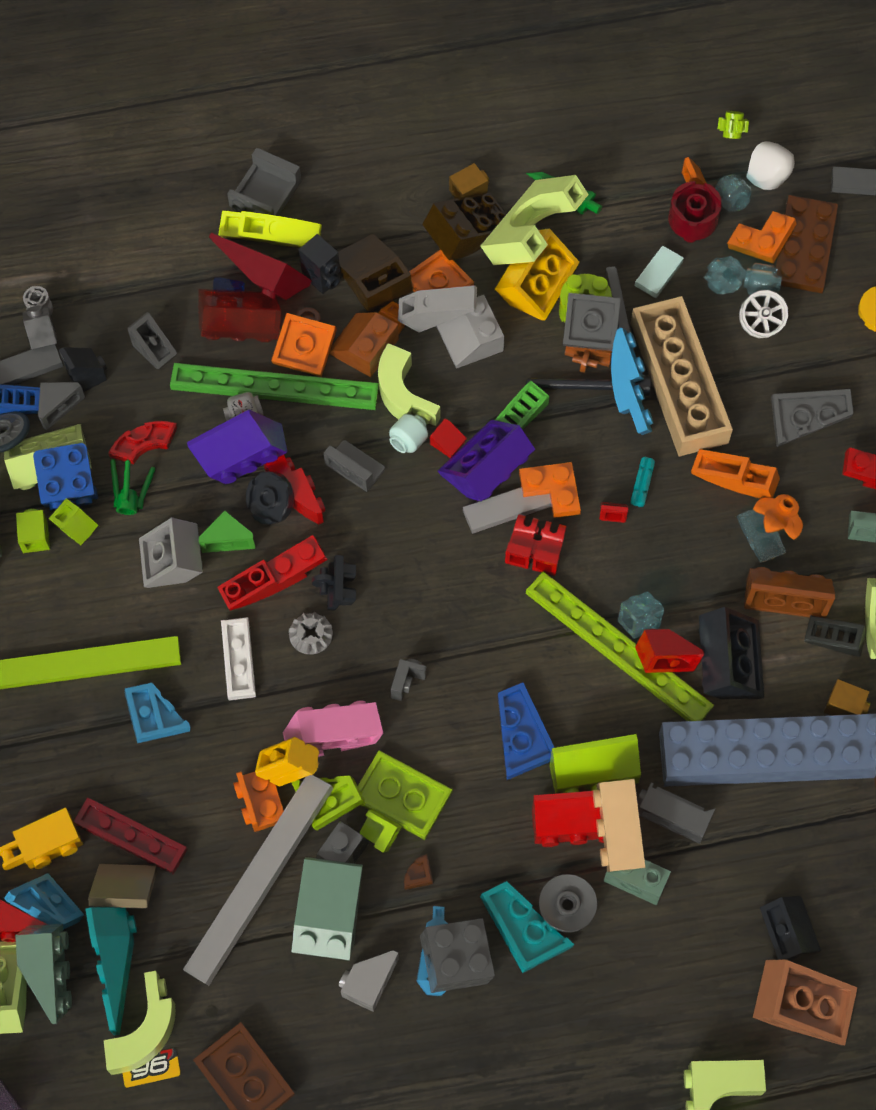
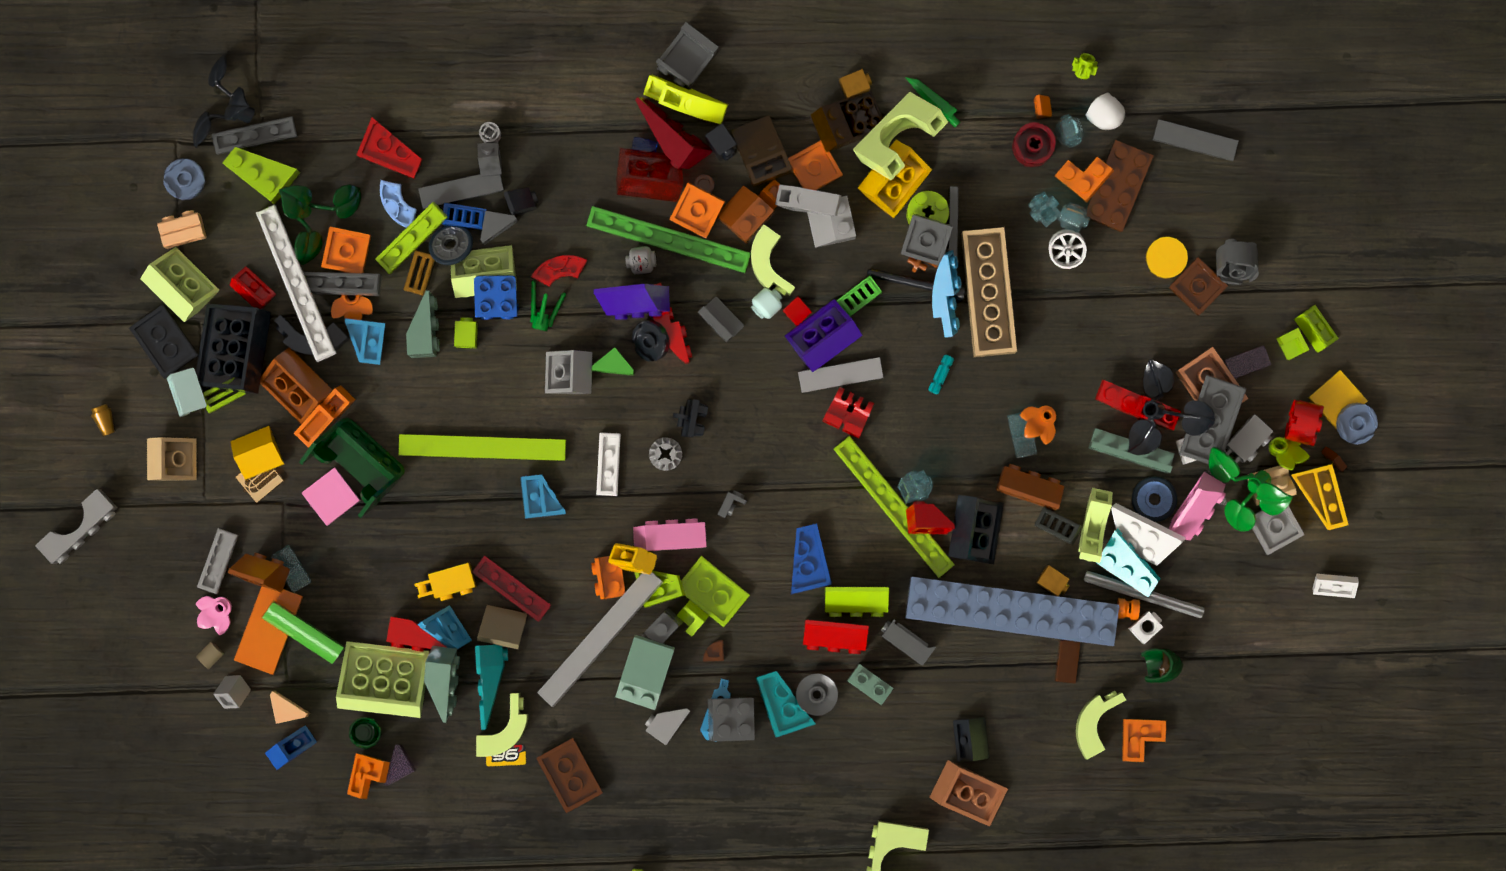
camera: 10 degrees right, 20 degrees up
(73, 521) = (498, 334): lime brick -> none
(151, 341) = (577, 186): dark grey slope -> none
(272, 576) = (643, 403): red slope -> none
(554, 480) = (873, 364): orange plate -> none
(613, 512) = (913, 394): red slope -> none
(619, 825) = (861, 654): tan brick -> none
(659, 271) = (994, 191): light aqua tile -> none
(736, 473) = (1013, 381): orange slope -> none
(808, 412) = (1079, 339): dark grey wing -> none

